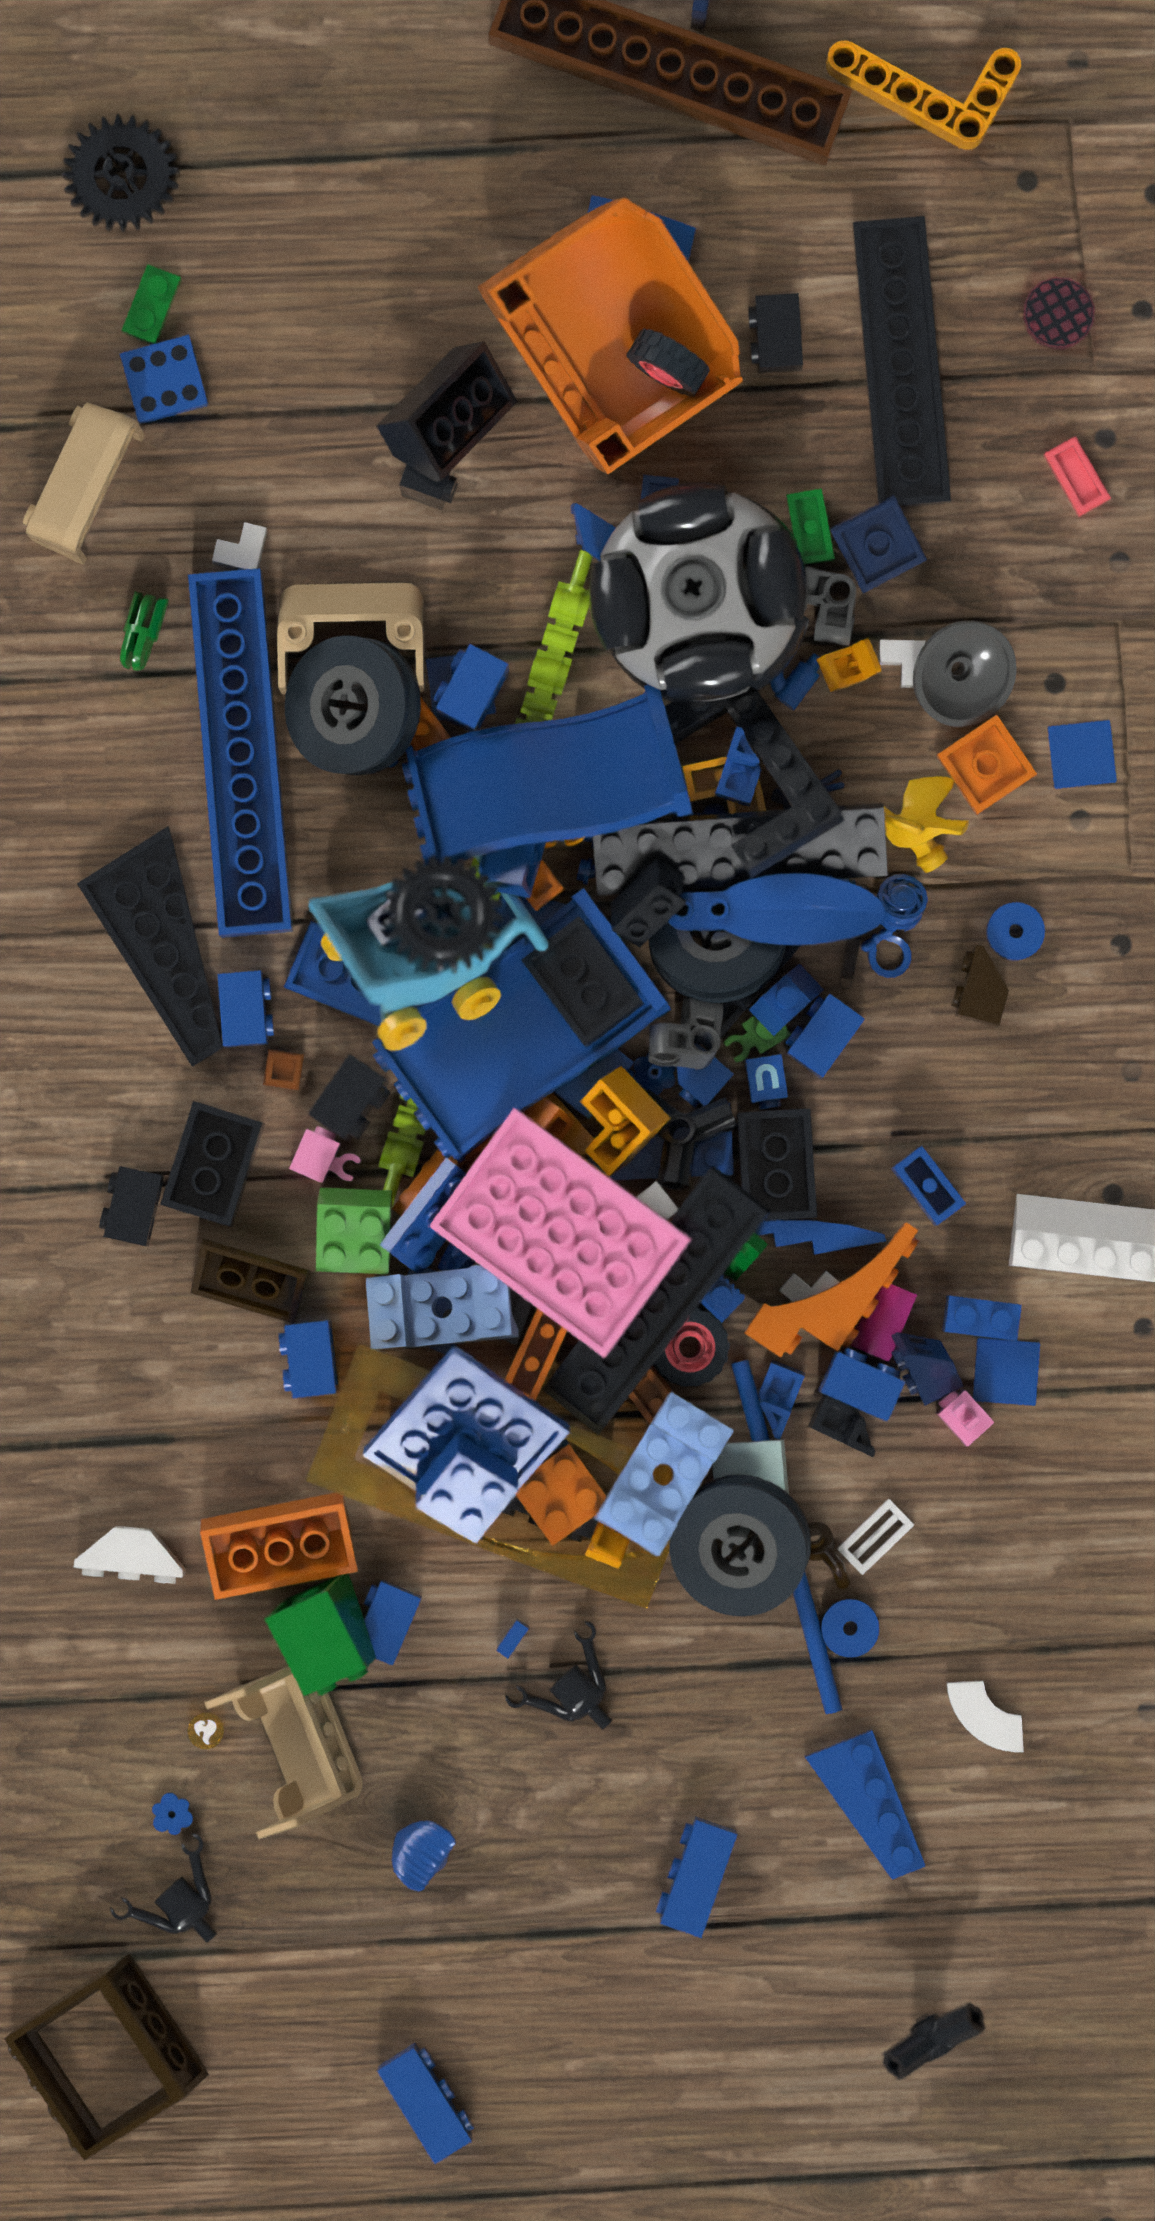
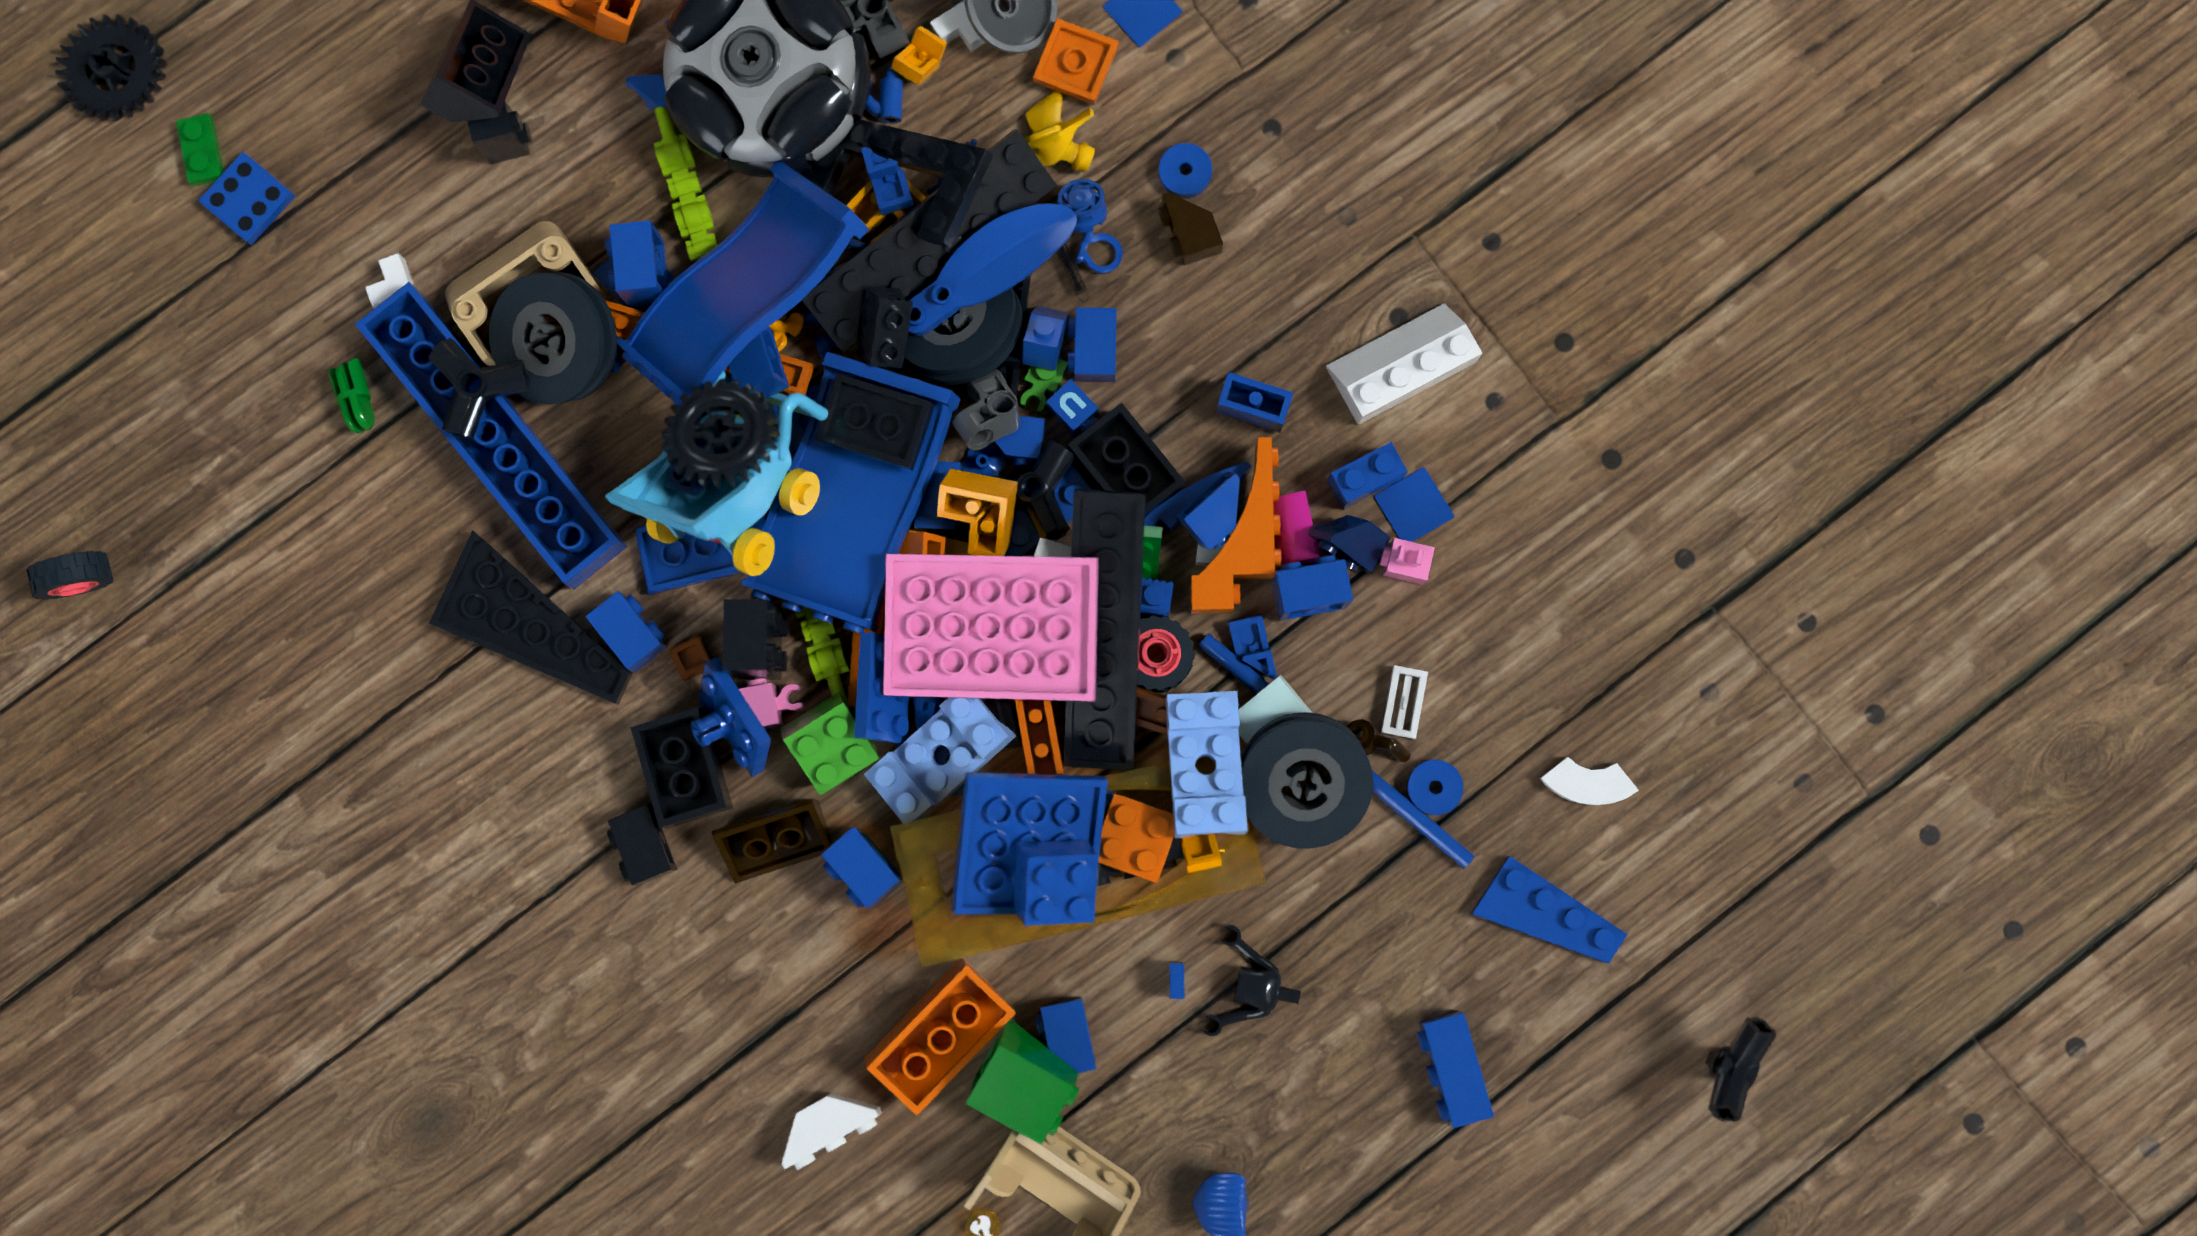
camera: 30 degrees left, 5 degrees down
(80, 479) = (219, 308): tan windscreen -> none
(255, 684) = (460, 370): none -> black piece
(283, 1153) = (730, 719): none -> blue plate
(822, 1260) = (1213, 512): none -> blue slope
(841, 1424) = (1317, 633): black slope -> none

